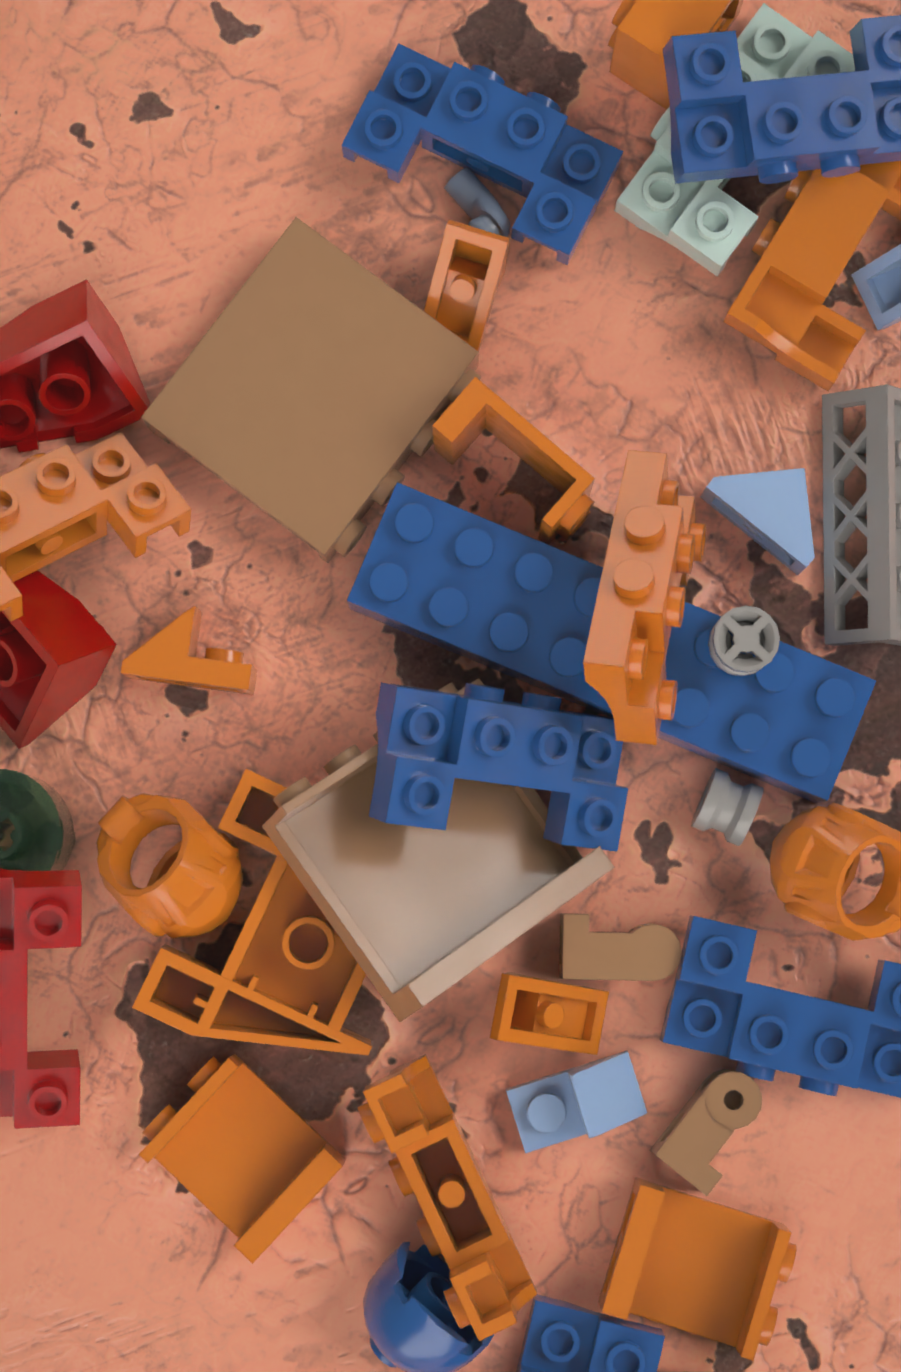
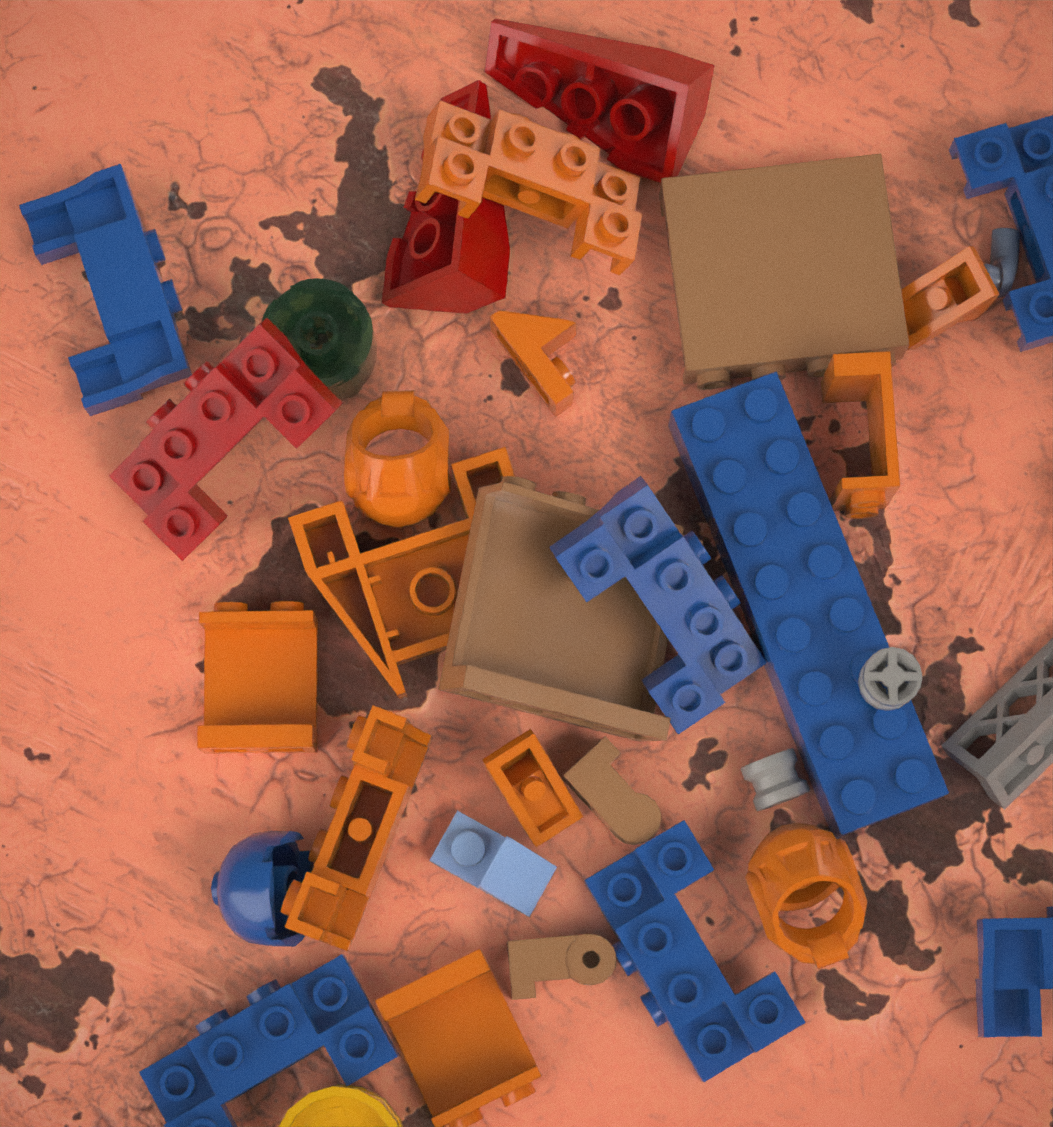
camera: 45 degrees right, 5 degrees down
(640, 597) = (881, 568): orange bracket -> none
(770, 510) = (991, 624): light blue slope -> none

